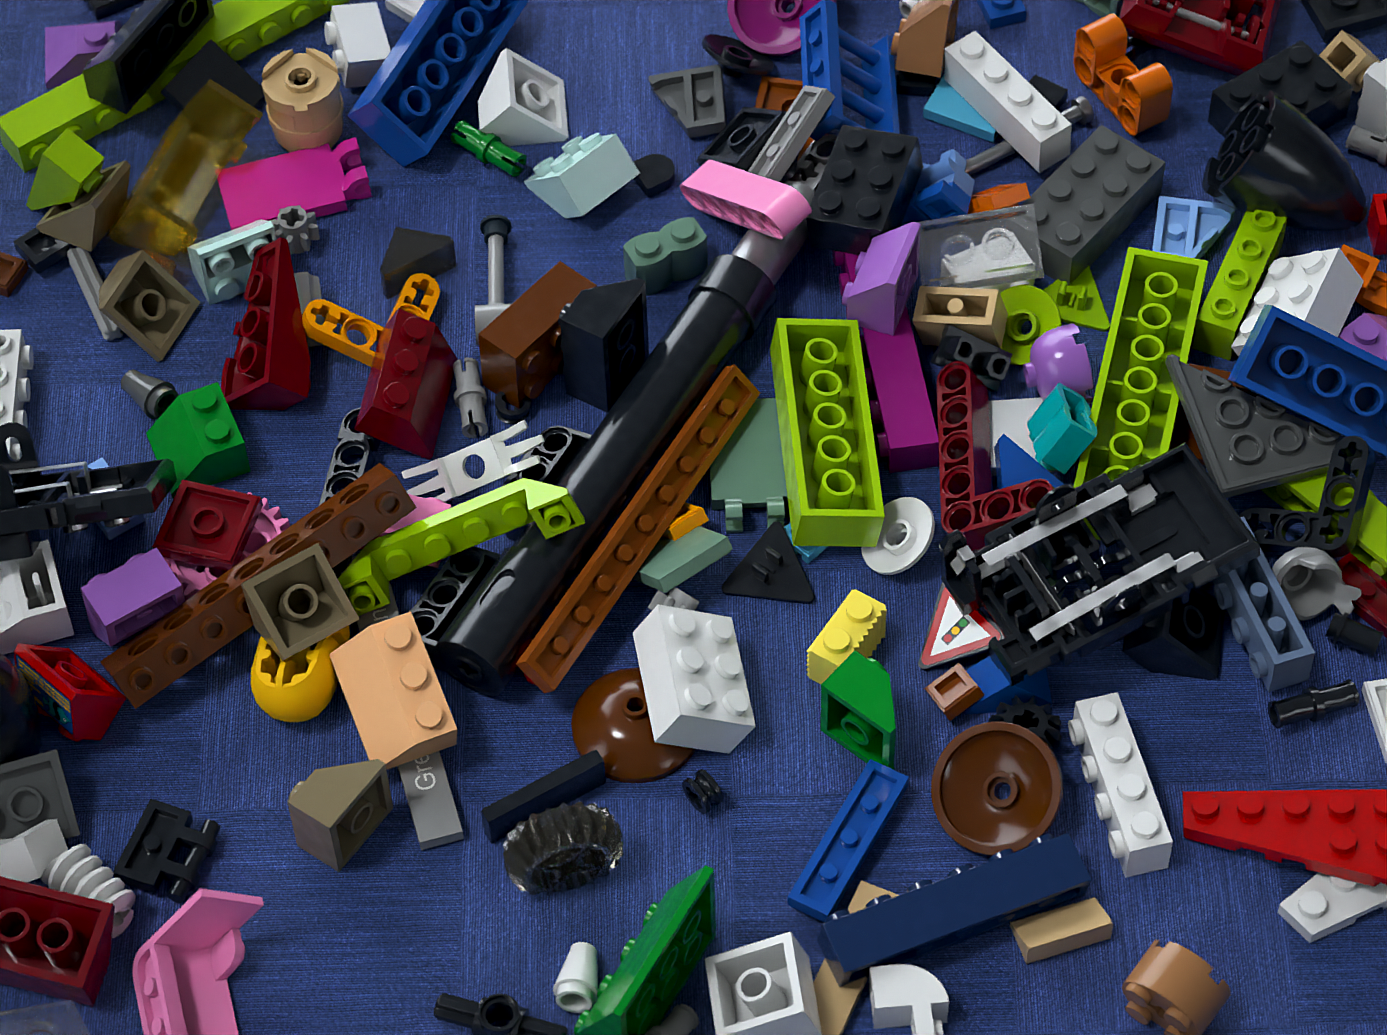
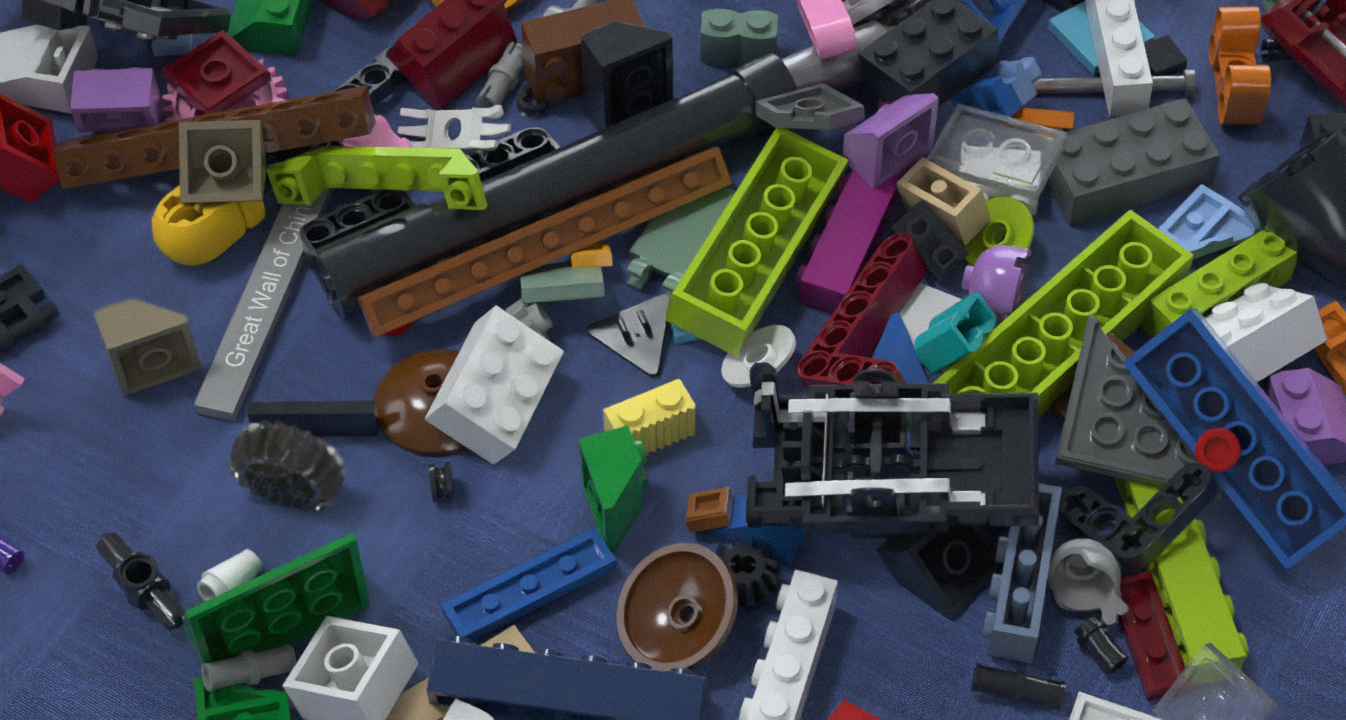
camera: 30 degrees right, 0 degrees up
(394, 692) = (253, 274): light nougat slope -> none
(797, 288) = (811, 108): none -> dark grey plate
(955, 636) = (740, 462): piece -> none
(1080, 302) = (1061, 239): lime piece -> none
(1356, 416) = (1218, 449): none -> red tile

